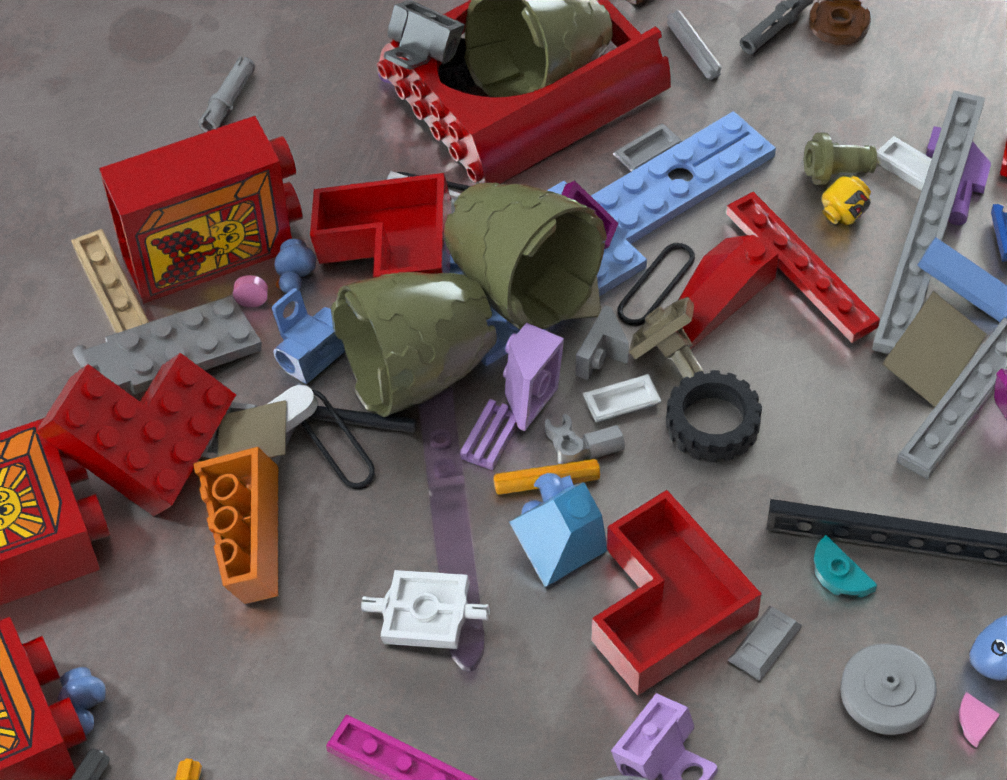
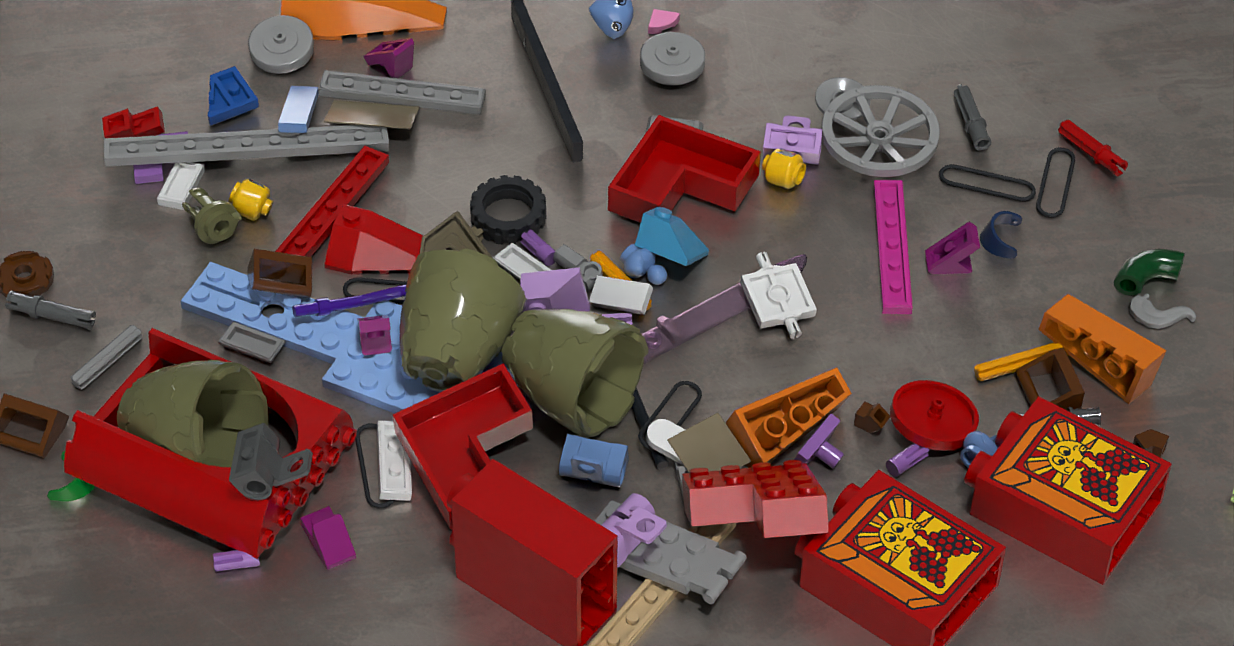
camera: 120 degrees left, 5 degrees down
(128, 624) = (906, 459): none -> medium lavender piece
(159, 676) = (933, 414): none -> red piece
(191, 302) = (634, 523): none -> lavender piece
(195, 543) = (819, 447): none -> medium lavender tile
(201, 616) = (871, 417): none -> reddish brown piece
(369, 128) = (329, 537): none -> magenta slope
(517, 458) = (621, 295): none -> white tile
(616, 711) = (784, 168): none -> yellow head
(628, 303) = (324, 306): none -> dark purple bar
(642, 422) = (538, 247): none -> medium lavender piece
(726, 187) = (281, 268): none -> reddish brown tile
(840, 572) = (595, 111): teal plate -> none

